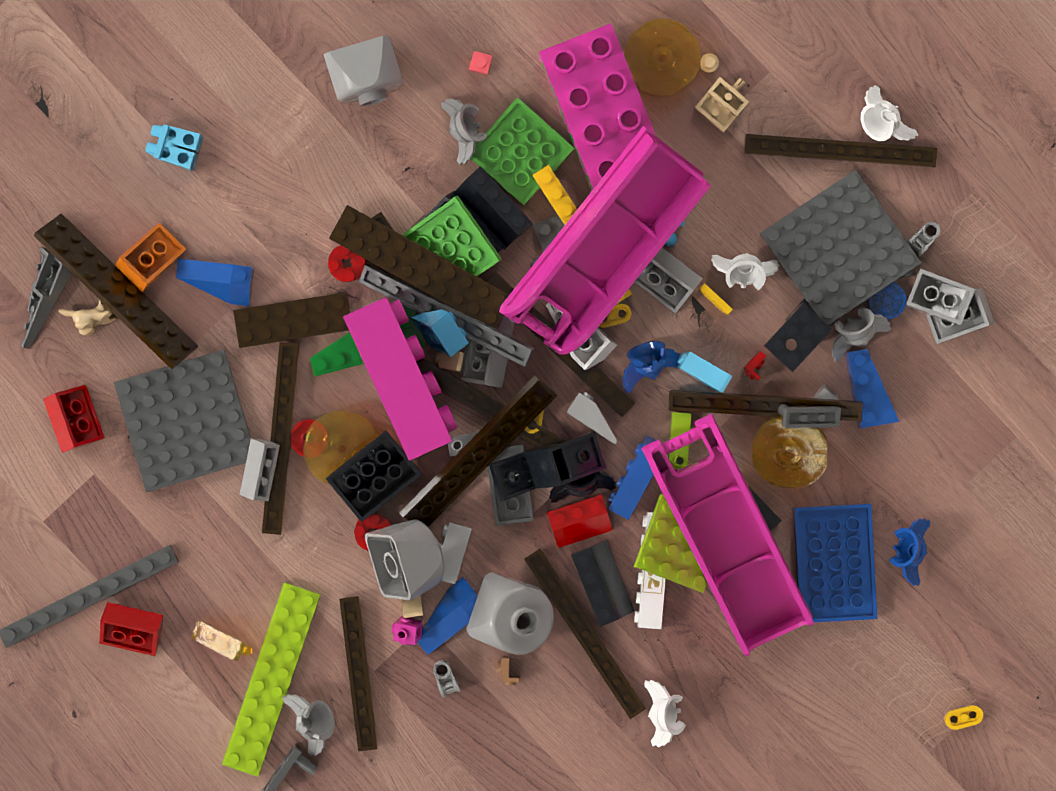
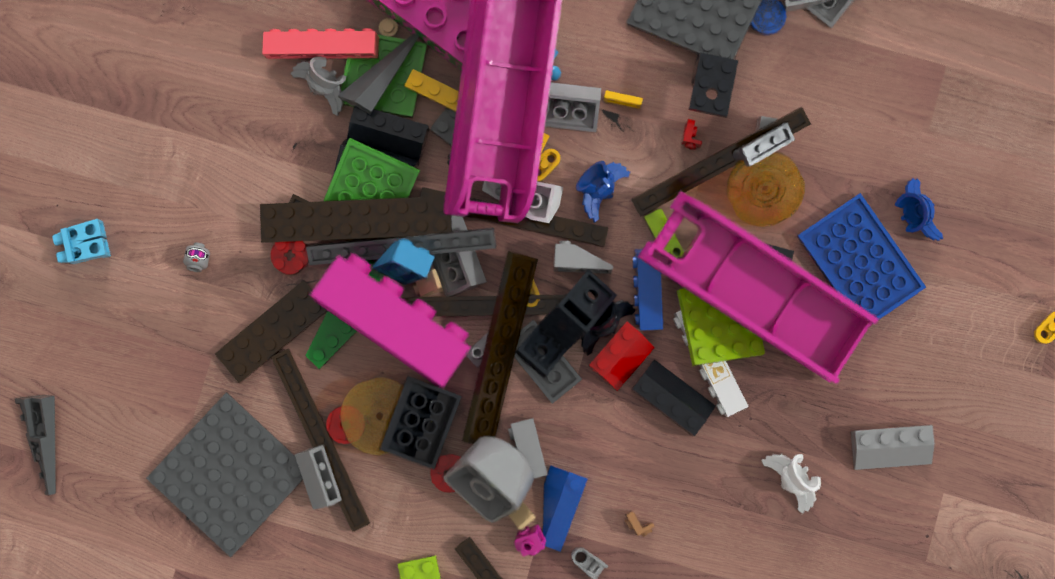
camera: 30 degrees left, 5 degrees down
(73, 418) = (128, 530): red slope -> none
(88, 319) = (92, 436): tan animal -> none
(116, 291) = (102, 397): dark brown plate -> none
(150, 257) = (115, 351): orange slope -> none
(221, 280) = (188, 334): blue wedge -> none
(265, 217) = (196, 257): none -> light grey head
(364, 71) = (207, 80): light grey piece -> none
(480, 63) = (304, 20): coral plate -> none
(485, 97) = (316, 43): none -> coral brick
(504, 158) = (371, 85): none -> dark grey wedge
(511, 615) = (612, 471): light grey piece -> none
(549, 113) = (388, 27): none -> tan plate
(585, 633) = (685, 450): dark brown plate -> none
(703, 371) = (651, 164): medium azure slope -> none
(745, 269) = (633, 59): white helmet -> none
(763, 736) = (892, 447): none -> light grey slope
(857, 331) = (759, 54): light grey helmet -> none
(868, 387) = (794, 93): blue wedge -> none

